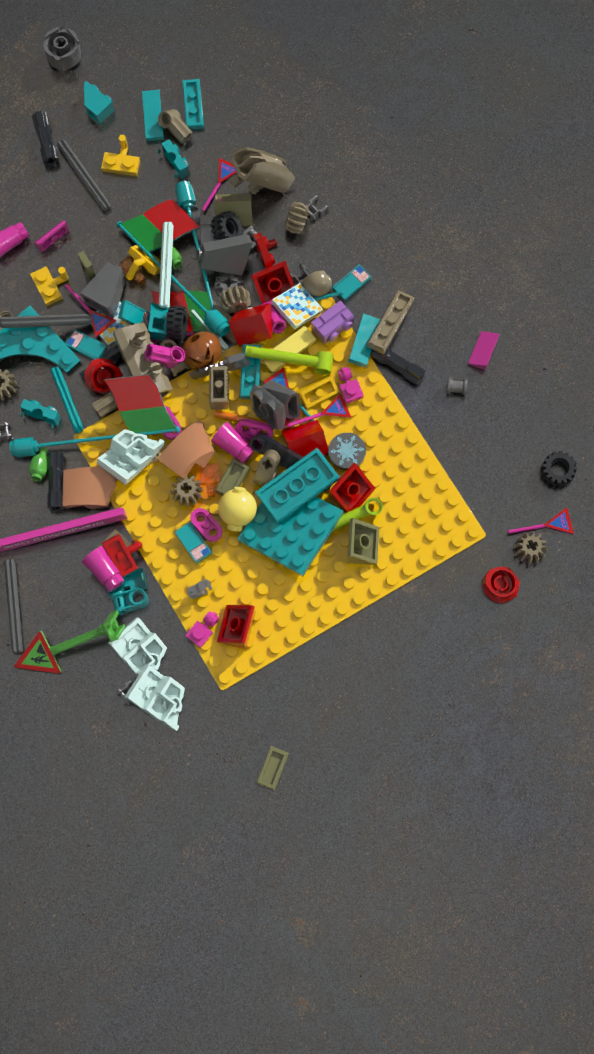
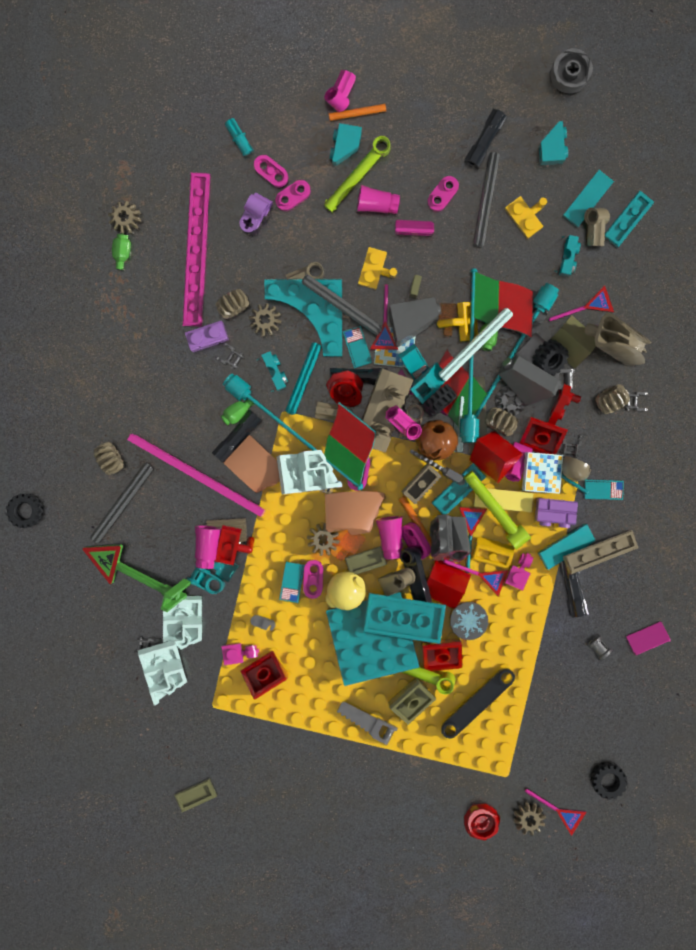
camera: 45 degrees right, 15 degrees up
(49, 196) = (443, 193): none -> dark pink plate
(346, 589) = (367, 722): none -> flat silver piece
(410, 500) = (477, 703): none -> black piece

